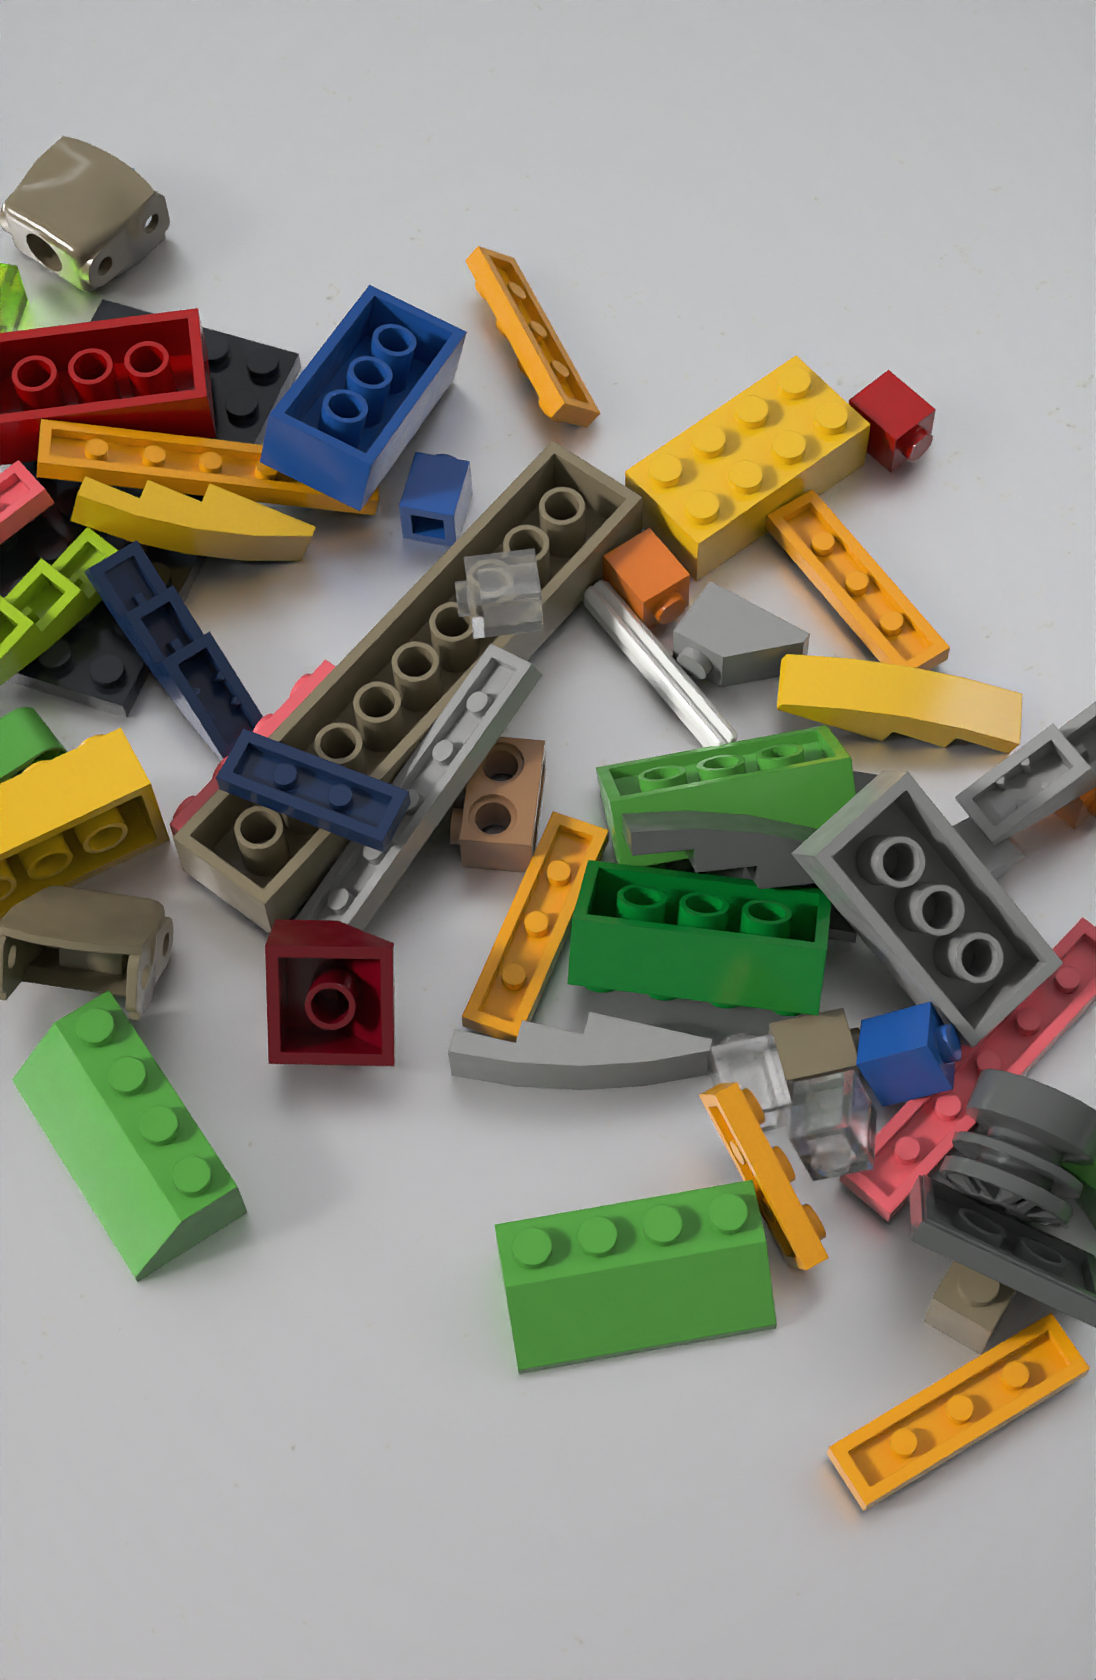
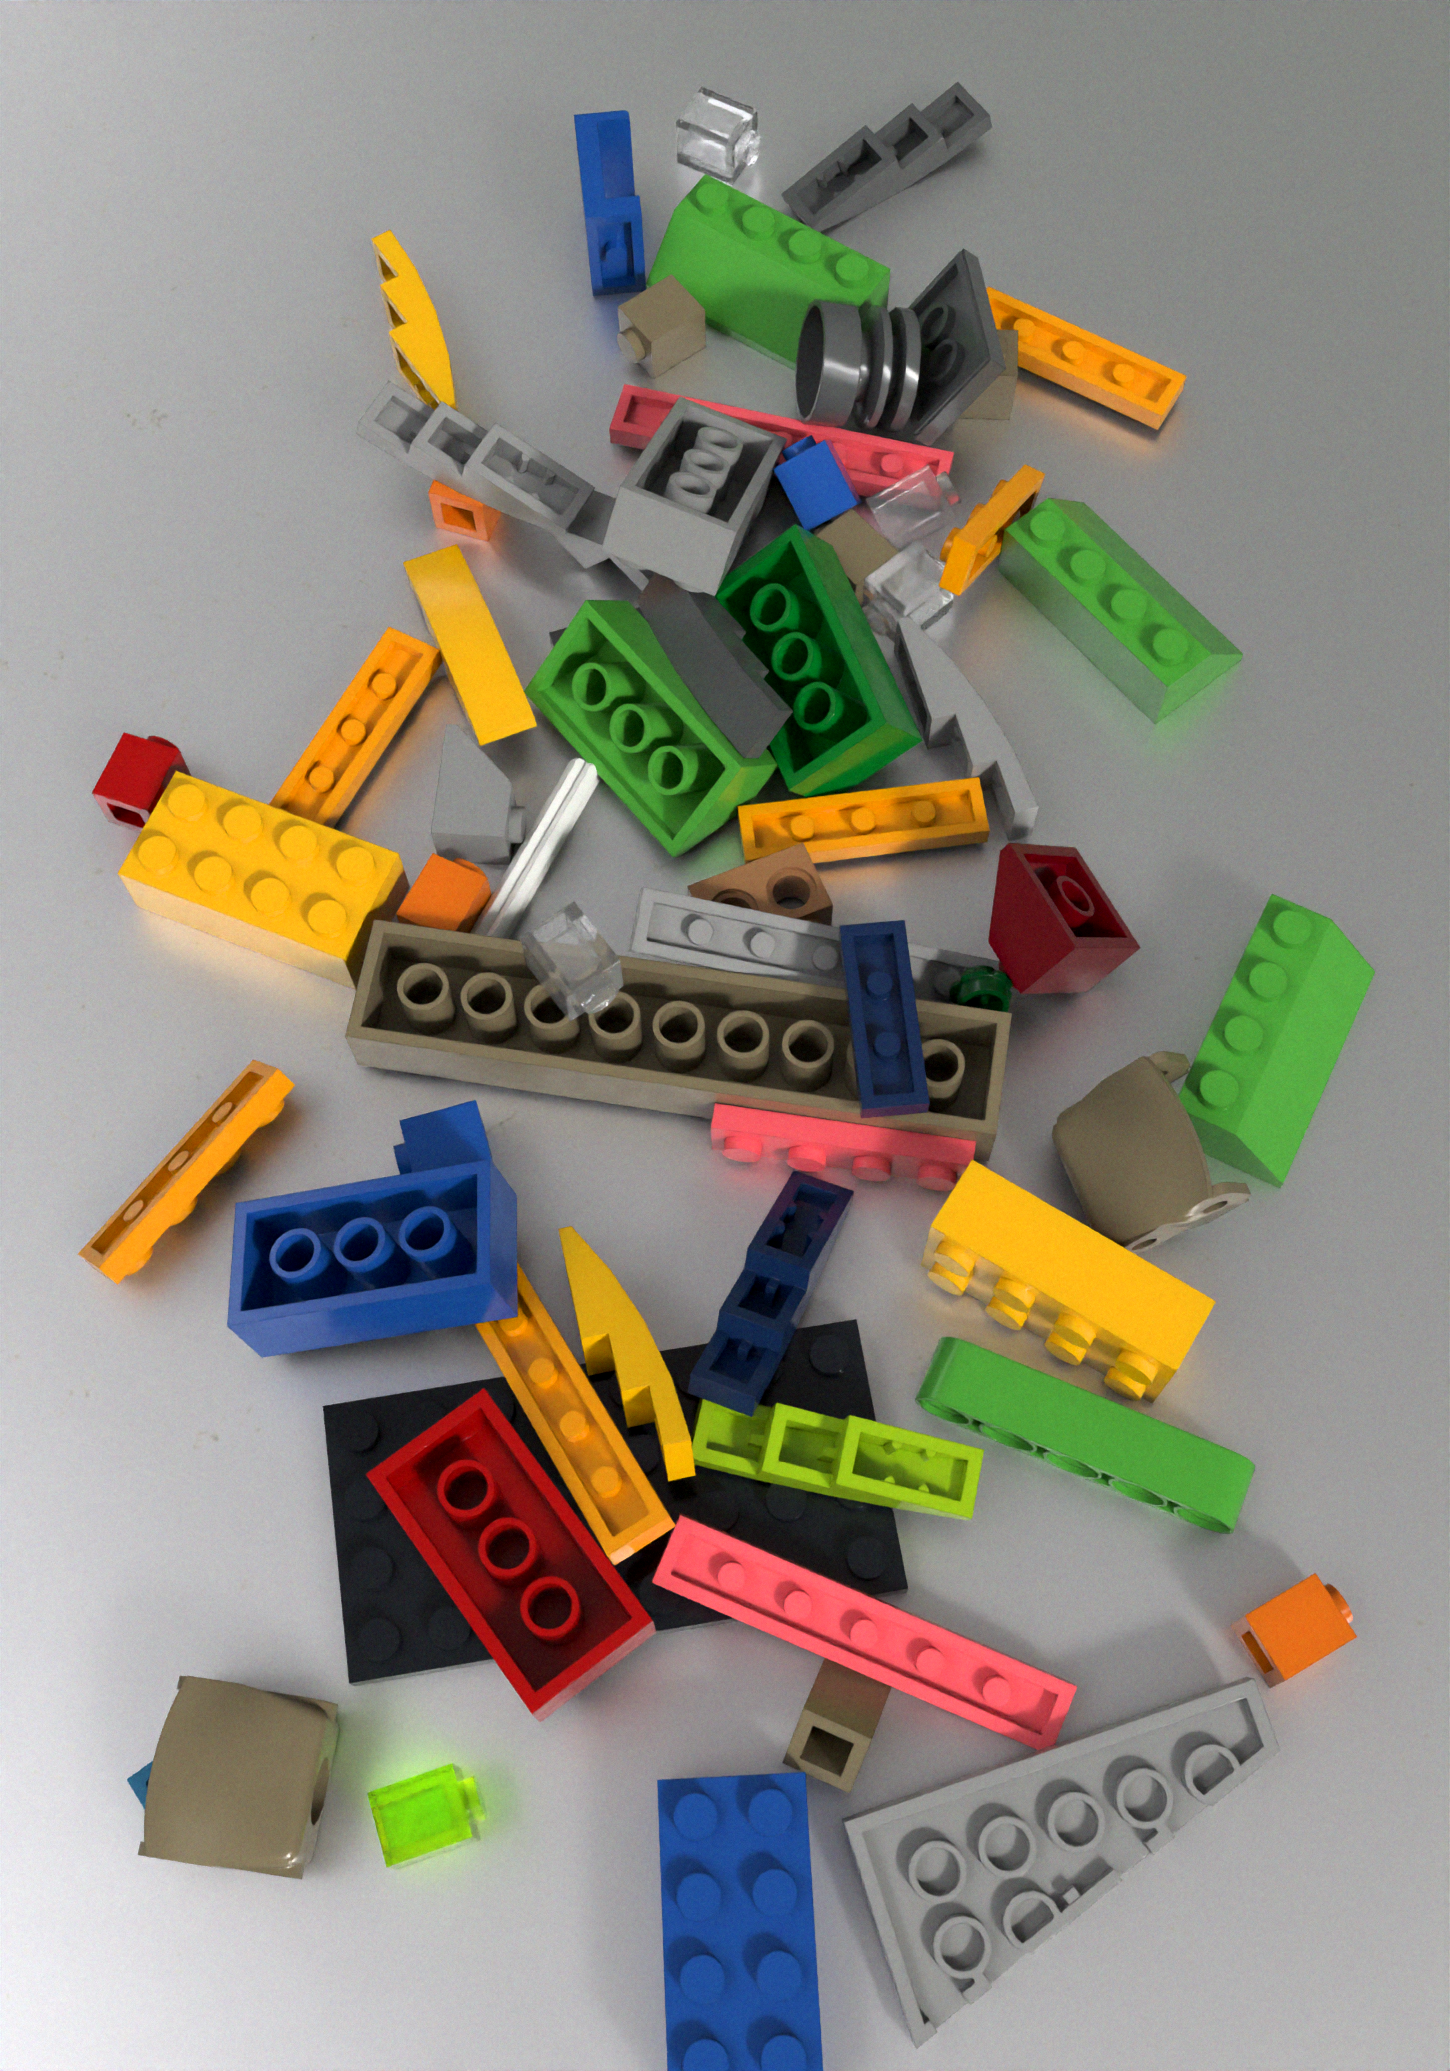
camera: 120 degrees left, 5 degrees up
(306, 903) = (983, 989): none -> dark green plate

